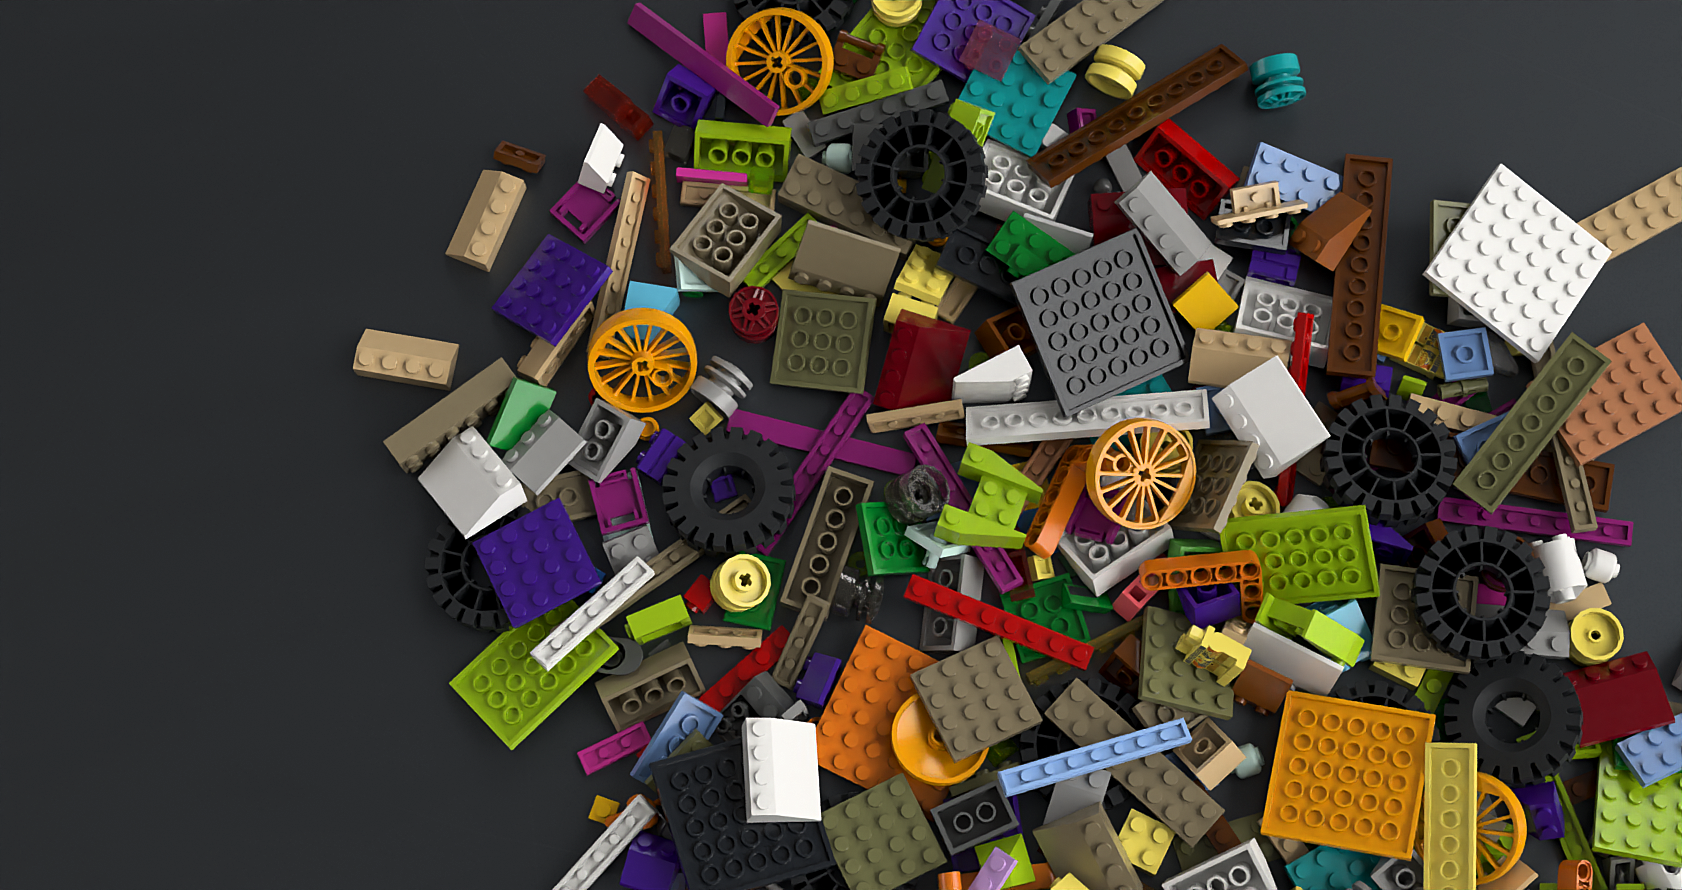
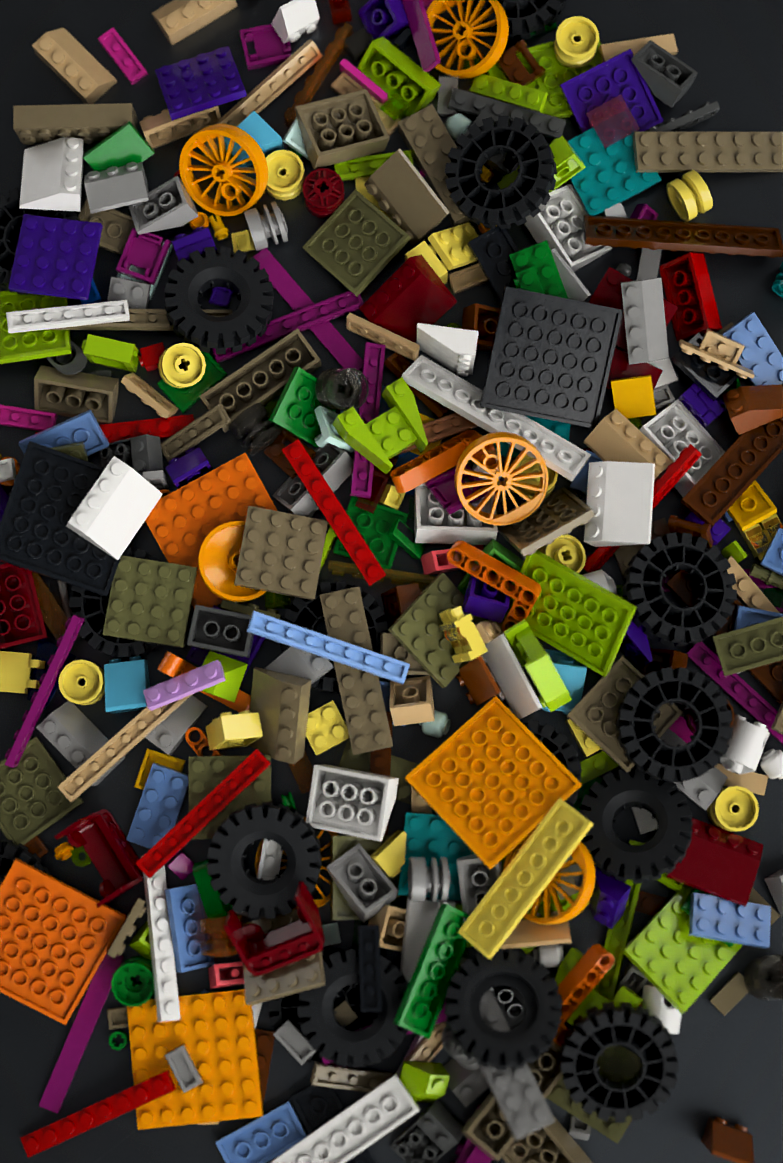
camera: 35 degrees right, 5 degrees up
(447, 316) = (122, 56): none -> dark pink tile
(670, 420) = (220, 231): none -> yellow pin
(711, 315) = (287, 164): none -> light yellow wheel
(894, 603) = (275, 454): none -> reddish brown plate

